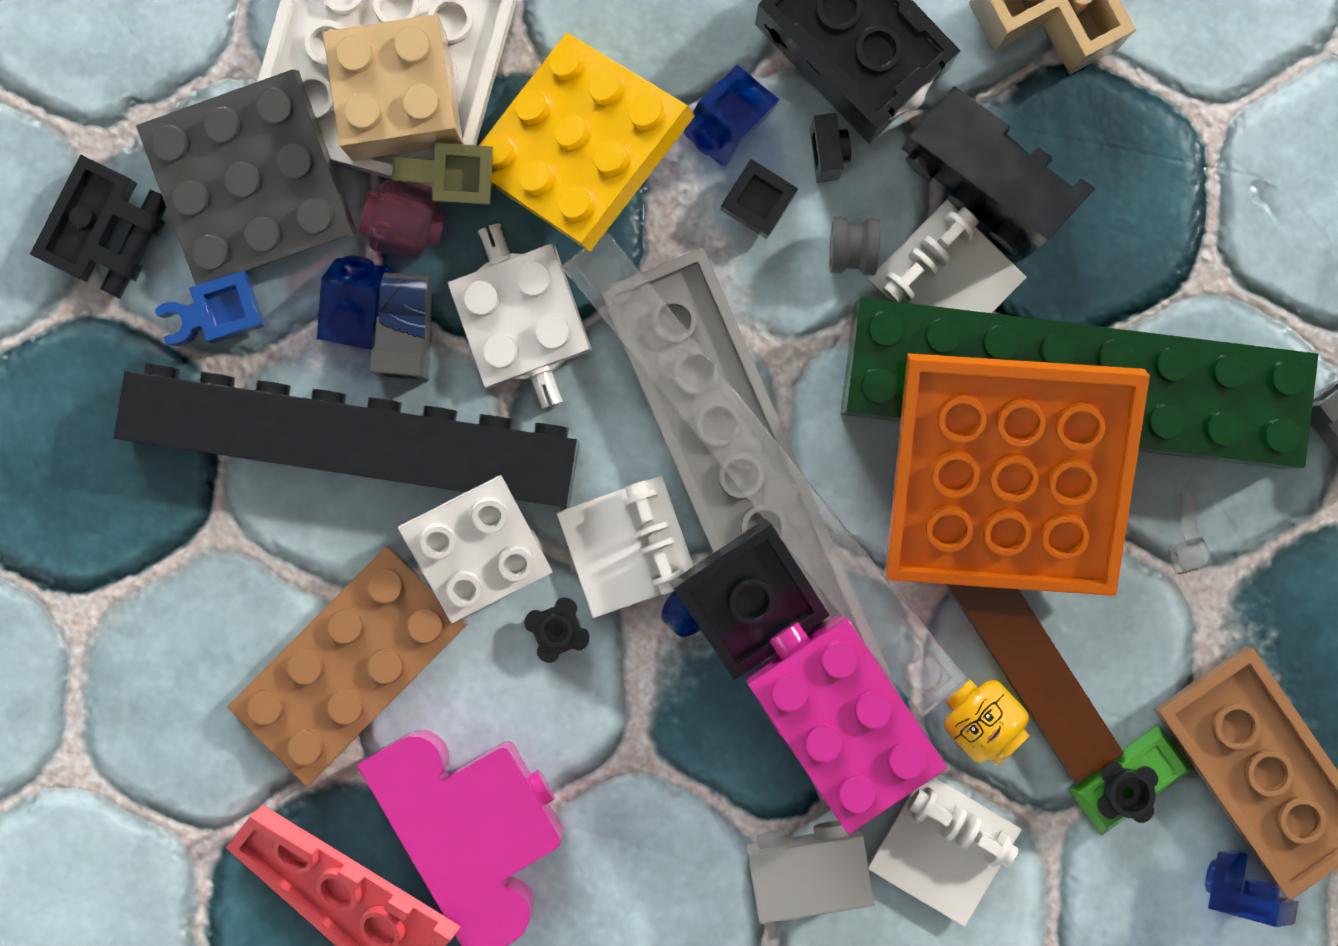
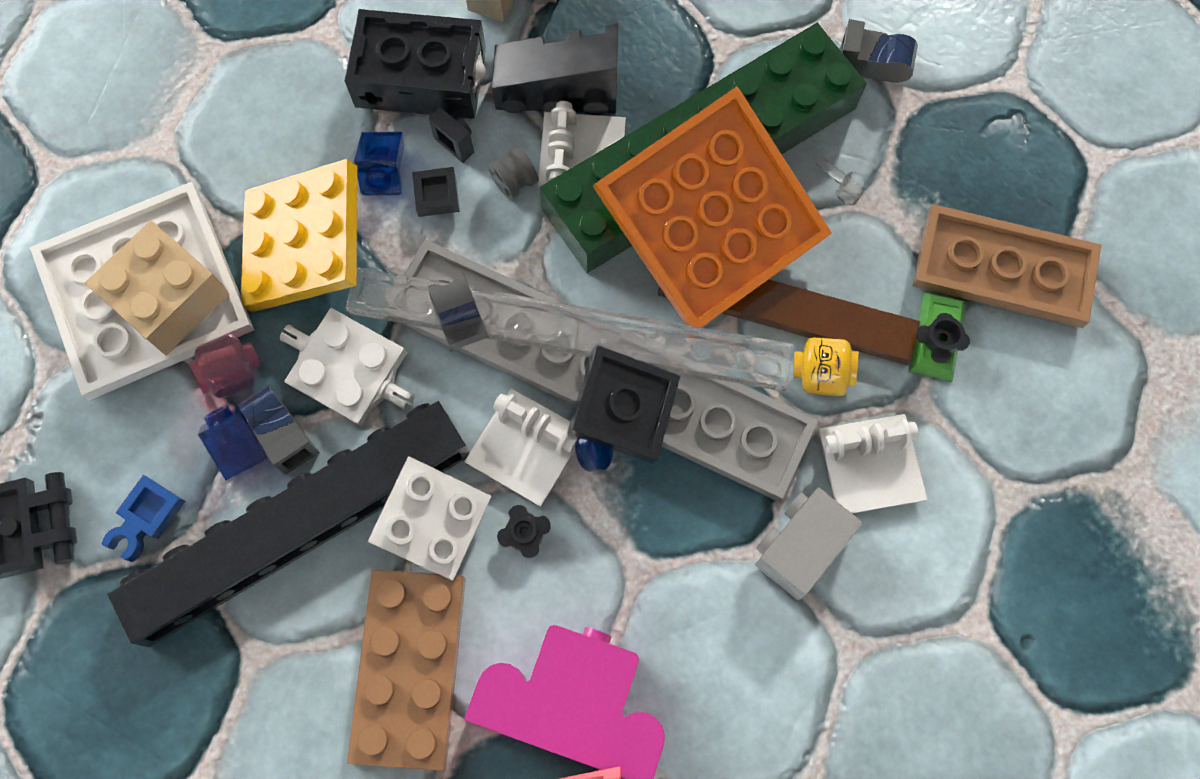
camera: 40 degrees left, 15 degrees down
(247, 177) = (103, 417): dark grey plate -> none
(457, 172) = (236, 307): olive plate -> none
(661, 378) = (457, 313): none -> dark grey leg
(843, 720) = (743, 425): dark pink torso -> none
(1254, 901) = (1071, 336): clear blue bracket -> none

